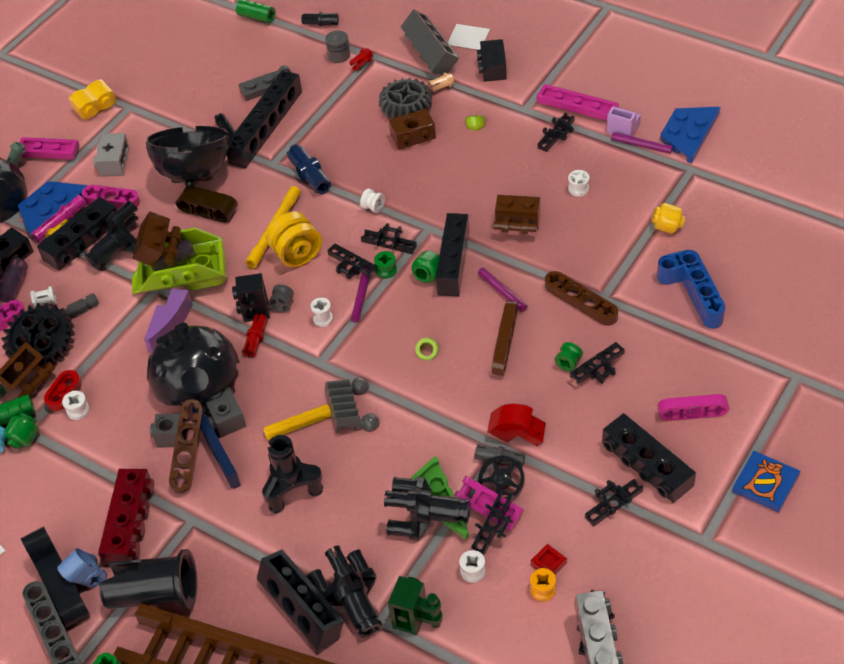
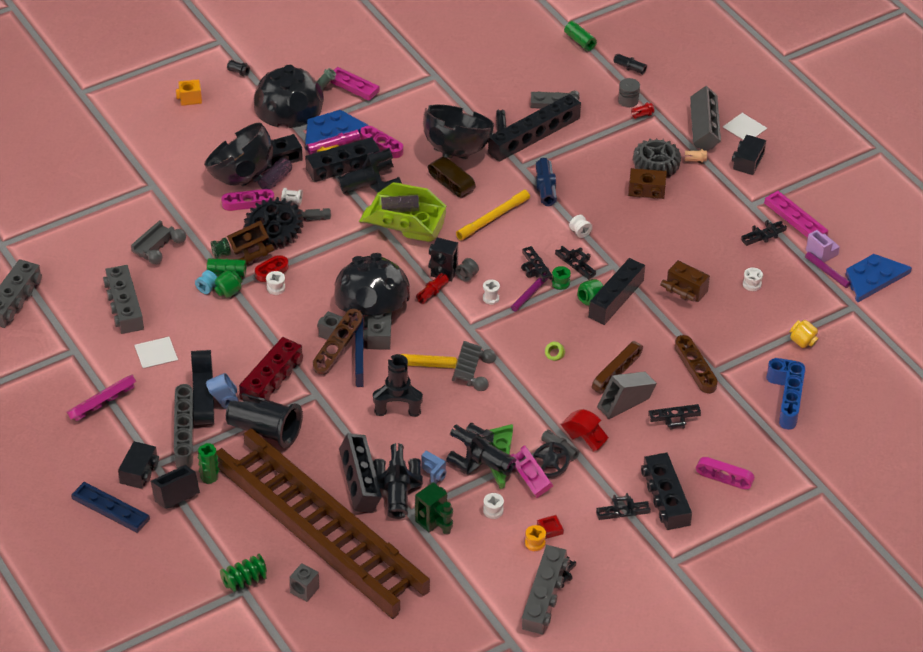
camera: 20 degrees right, 5 degrees down
(92, 99) = (408, 58): yellow brick -> none
(112, 154) = (400, 108): light grey brick -> none
(152, 238) = (388, 185): reddish brown brick -> none
(168, 316) = (385, 244): medium lavender slope -> none
(294, 239) = (500, 229): yellow wheel -> none
(378, 547) = (434, 466): none -> medium blue bracket
(475, 122) = (703, 199): lime piece -> none
(494, 530) = (533, 482): black piece -> none
(502, 289) = (639, 332): magenta bar -> none
(533, 364) = (625, 392): none -> dark grey slope
(568, 356) = (656, 399): green wheel -> none
(766, 481) = (744, 544): blue tile -> none

